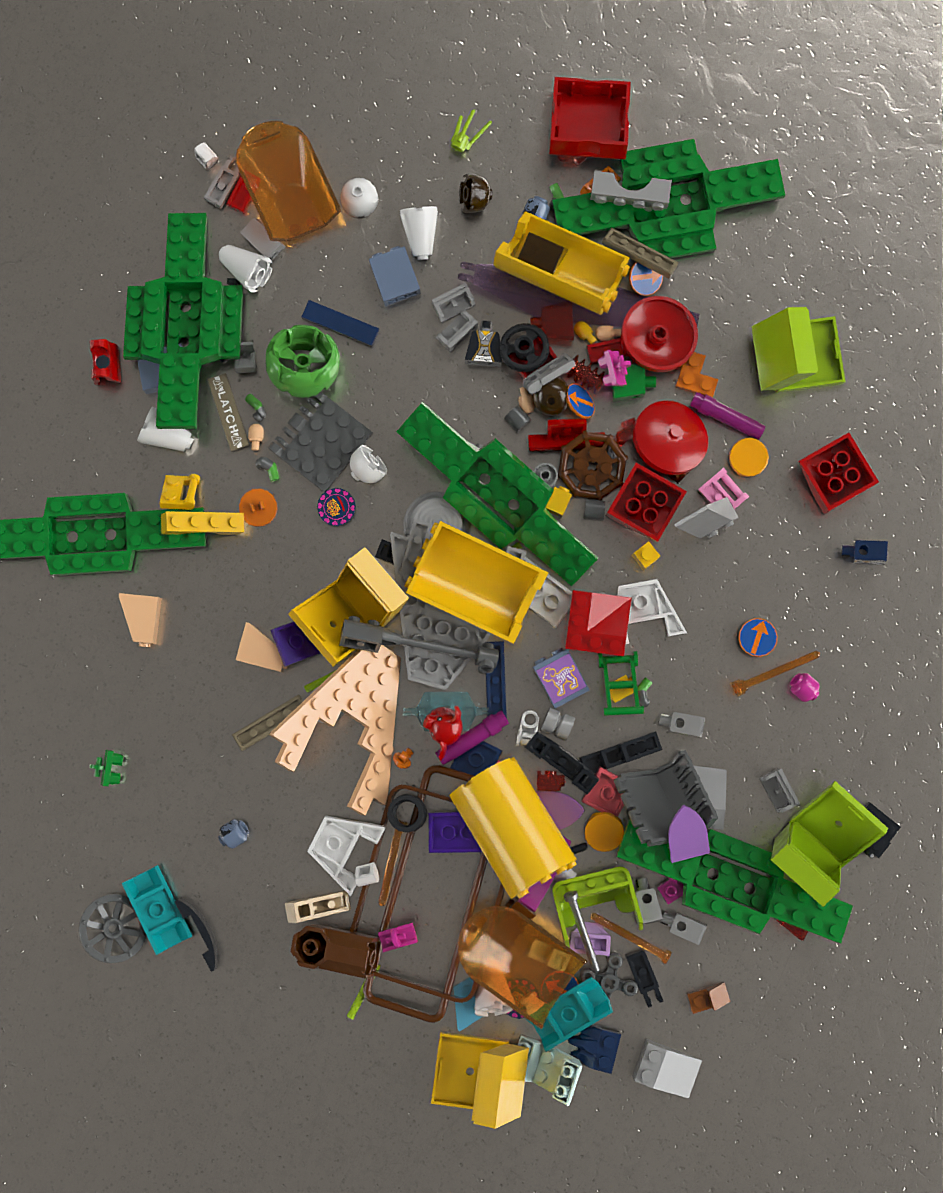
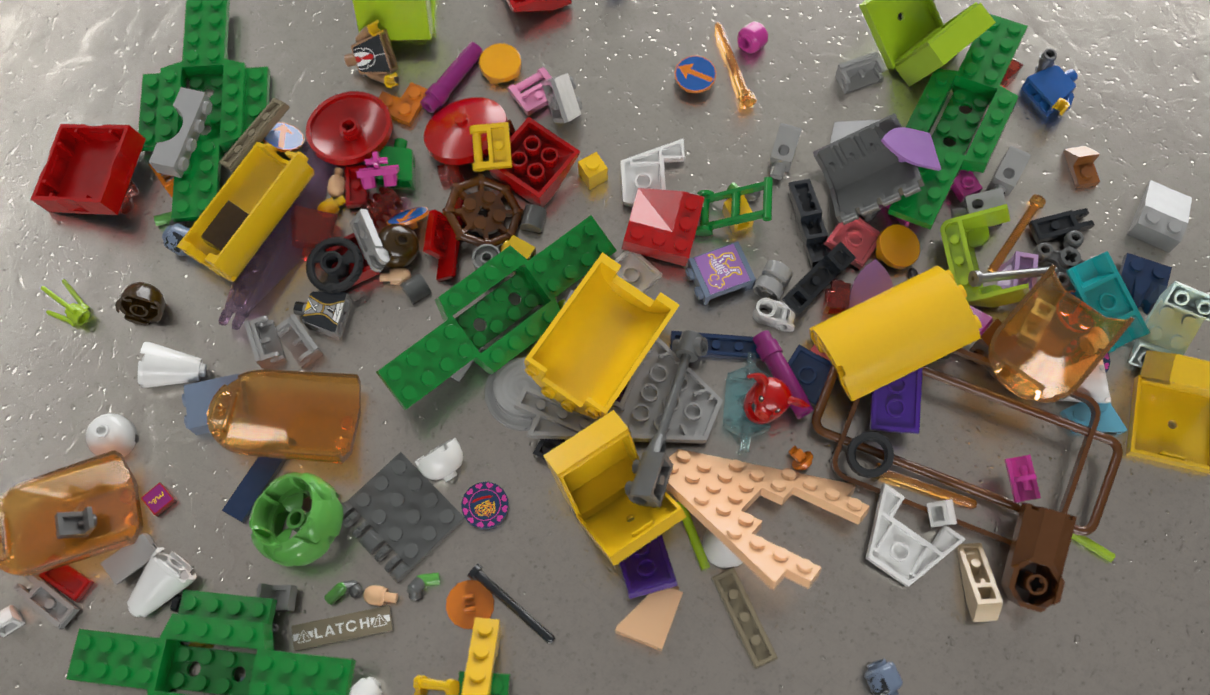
camera: 85 degrees left, 15 degrees down
(261, 538) = (477, 573): none -> black bar
(283, 189) = (75, 523): none -> dark grey bracket
(312, 247) = (158, 499): none -> magenta tile
(385, 336) = (288, 415): none -> clear orange windscreen
(650, 468) = (498, 146): none -> yellow plate
(735, 343) = (374, 55): none -> torso
(785, 970) = (1050, 86): none -> blue torso

